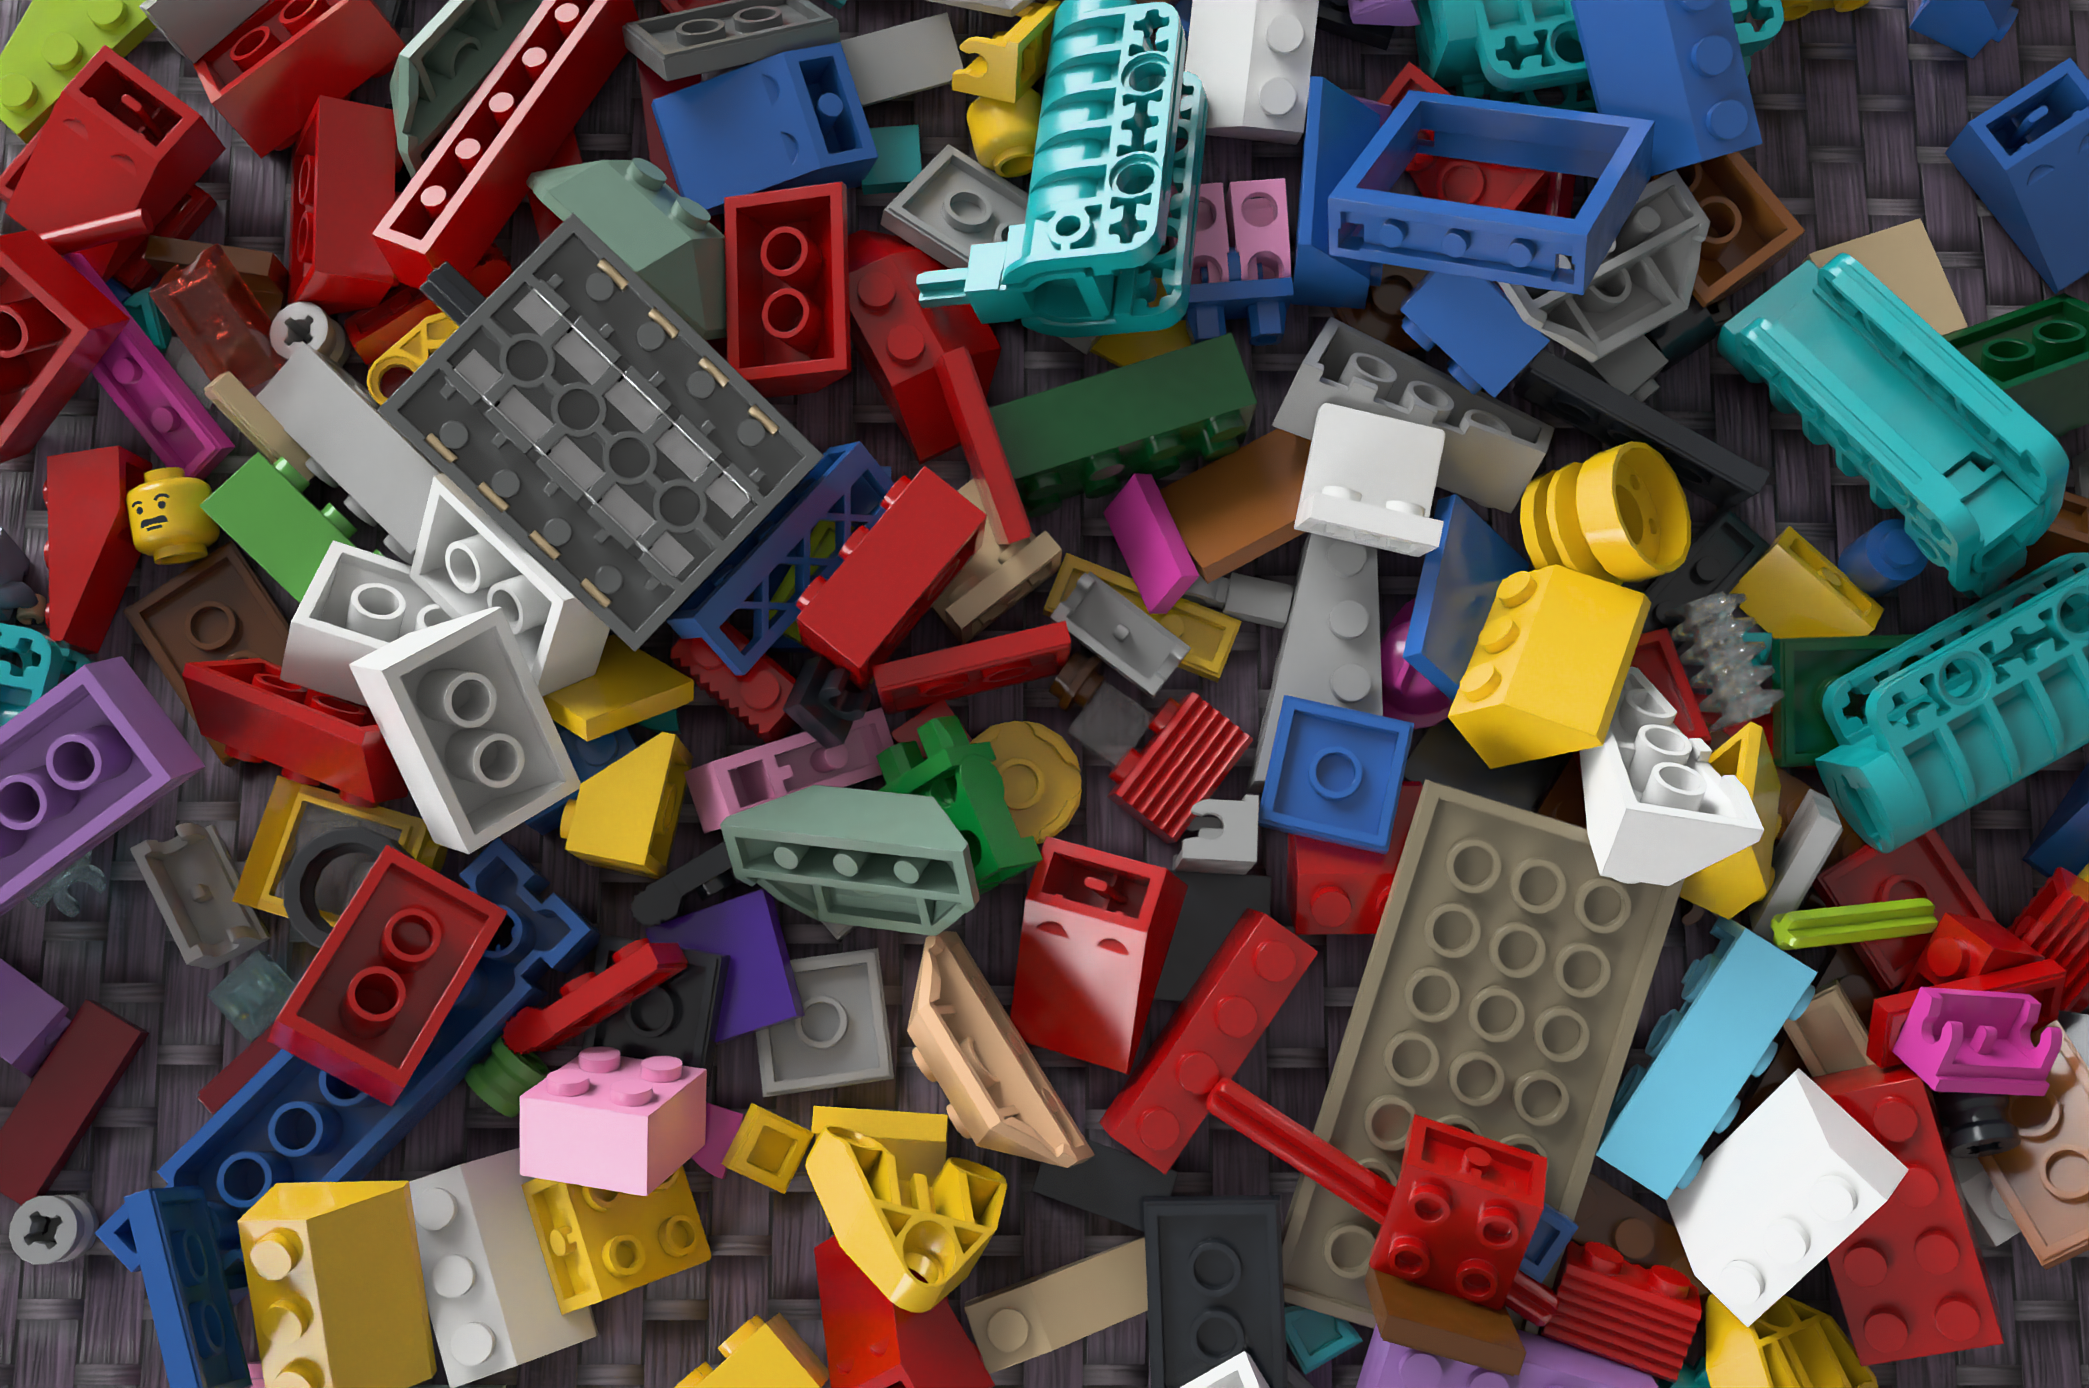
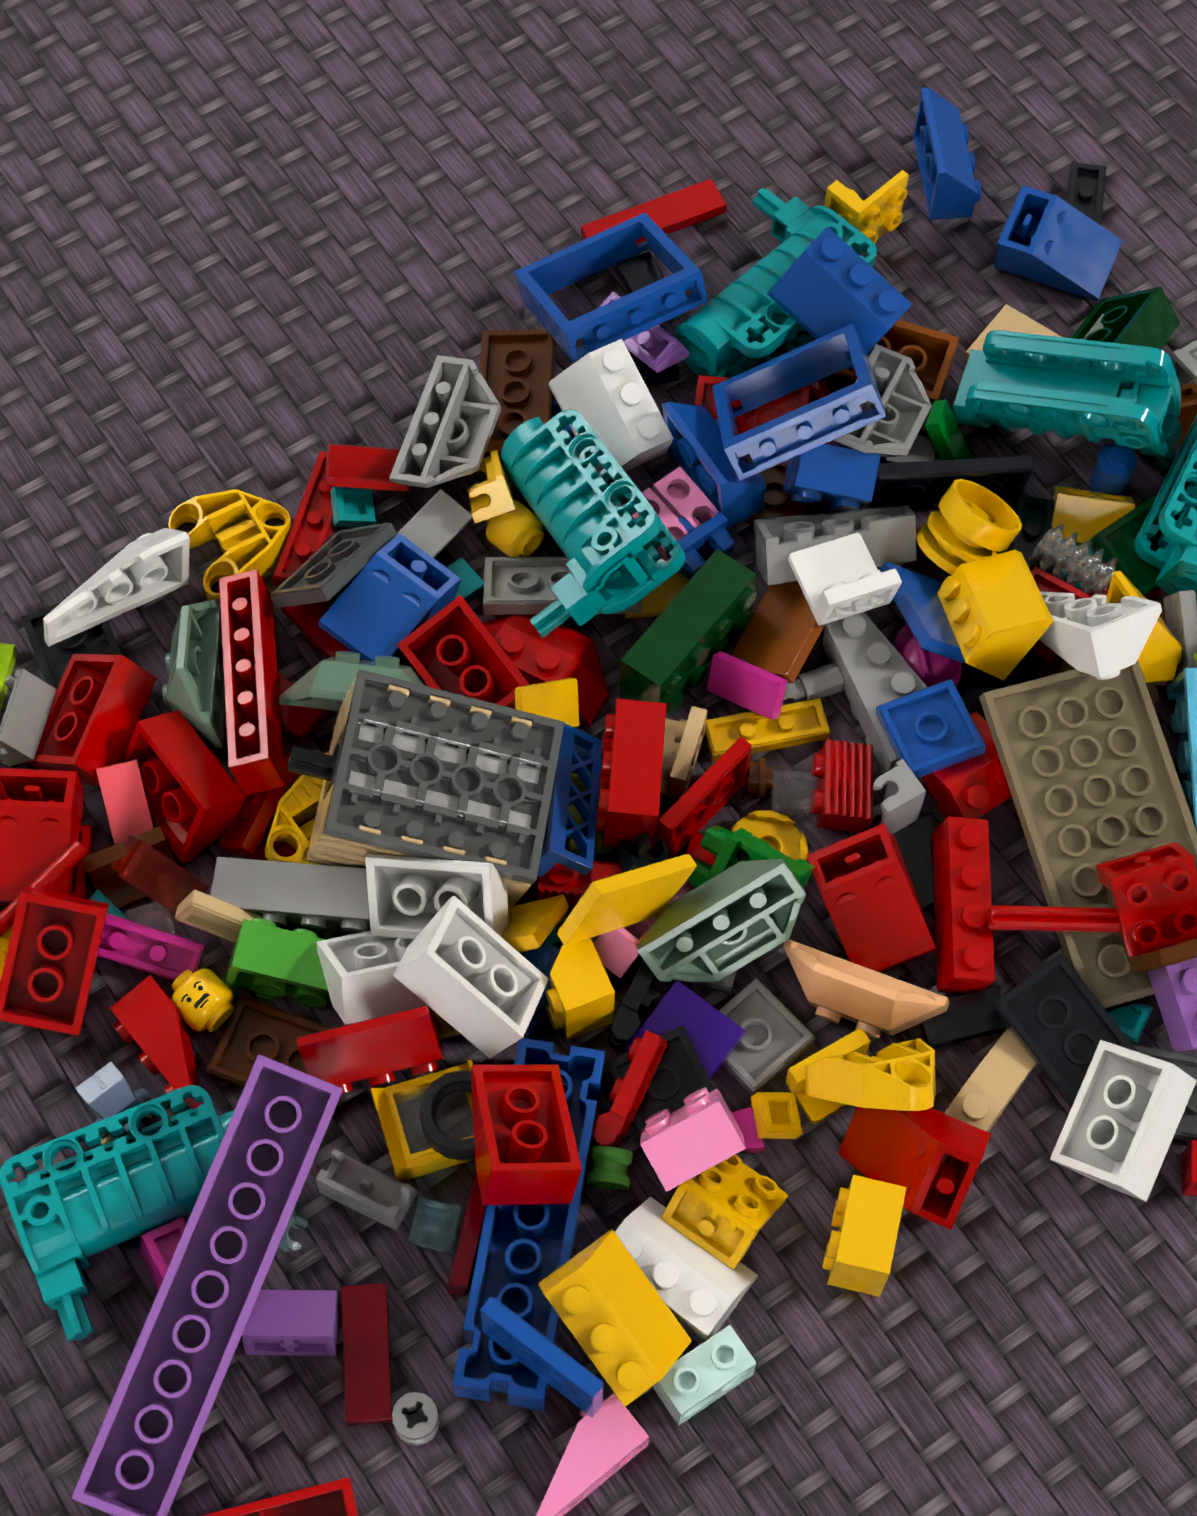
camera: 30 degrees left, 15 degrees down
(261, 191) = (125, 800): none -> coral tile
(313, 325) = (198, 852): light grey wheel -> none
(736, 754) = (626, 899): none -> yellow tile
(849, 407) = (551, 699): none -> yellow panel
(982, 446) = (627, 676): red tile -> none
(1121, 634) = (770, 740): light grey hinge -> none
(1682, 366) = (946, 433): none -> green tile

